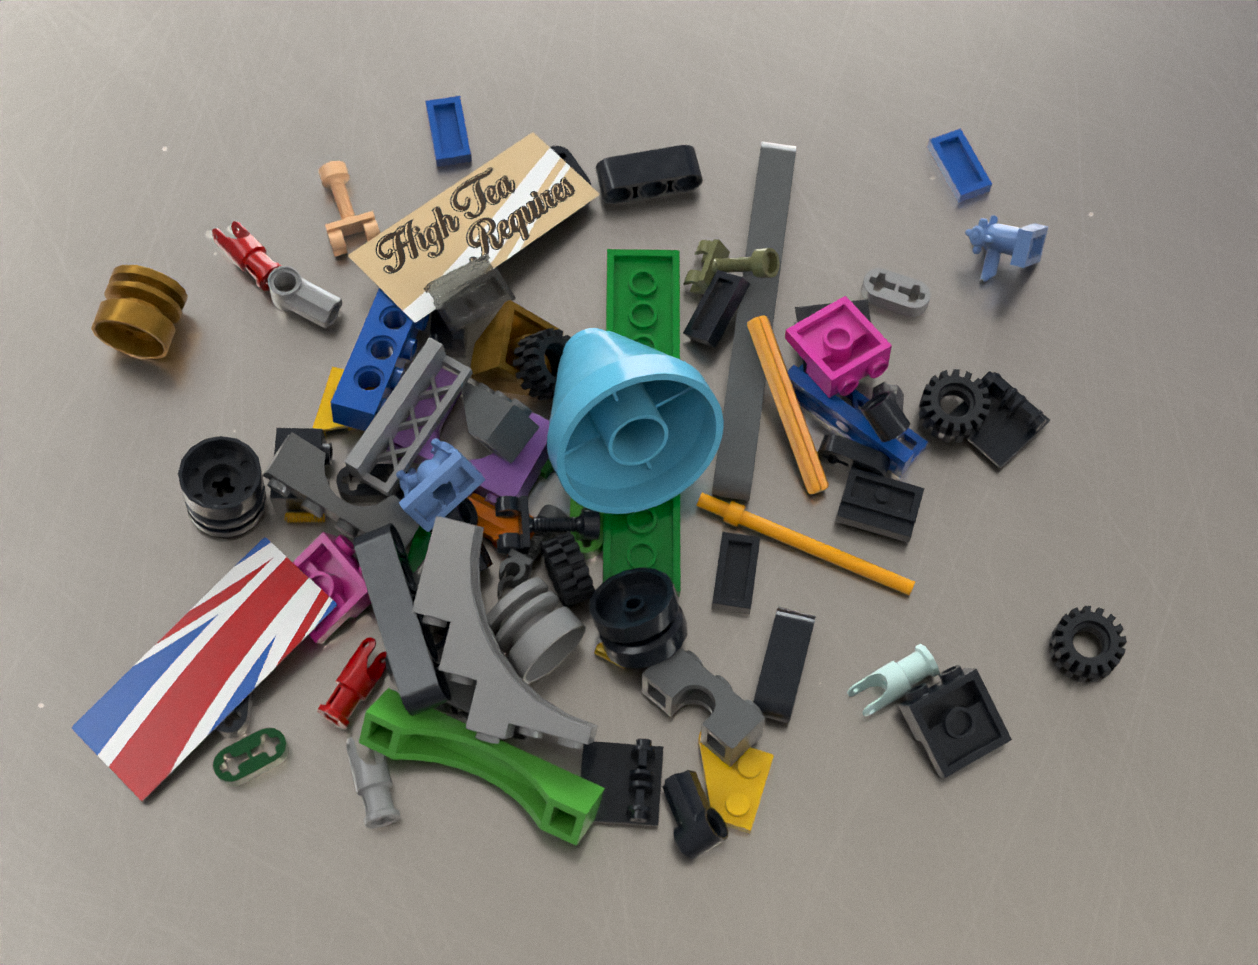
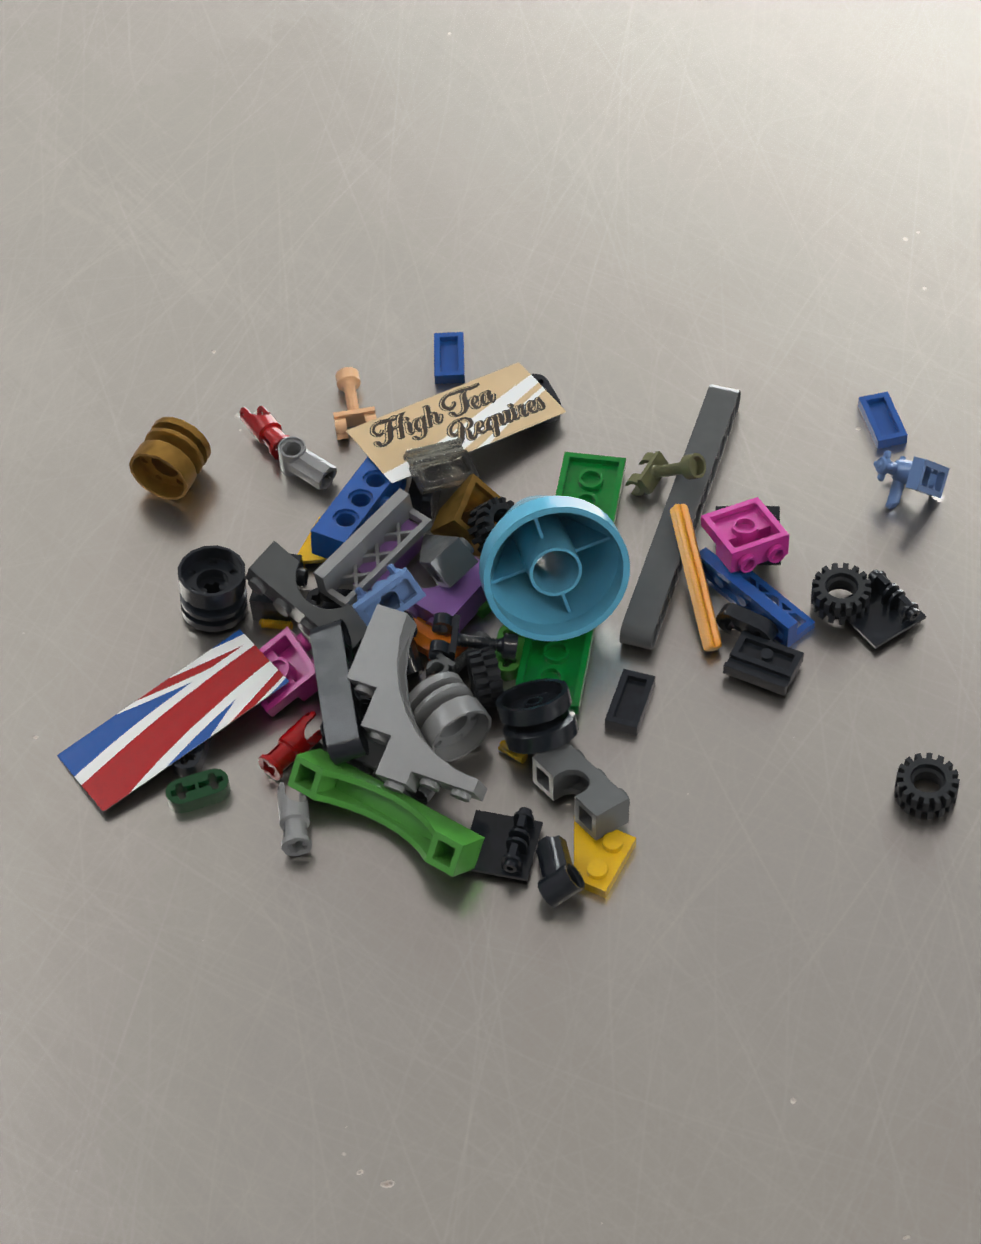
camera: 15 degrees right, 15 degrees down
(648, 174) = (611, 401): black beam -> none
(716, 308) = (648, 502): black tile -> none
(736, 514) = (638, 659): light orange bar -> none
(783, 663) = (657, 770): black beam -> none
(885, 411) = (776, 585): black piece -> none
(895, 292) = (808, 508): light grey beam -> none
(897, 678) = (751, 794): light aqua piece -> none
(955, 719) = (797, 827): black plate -> none

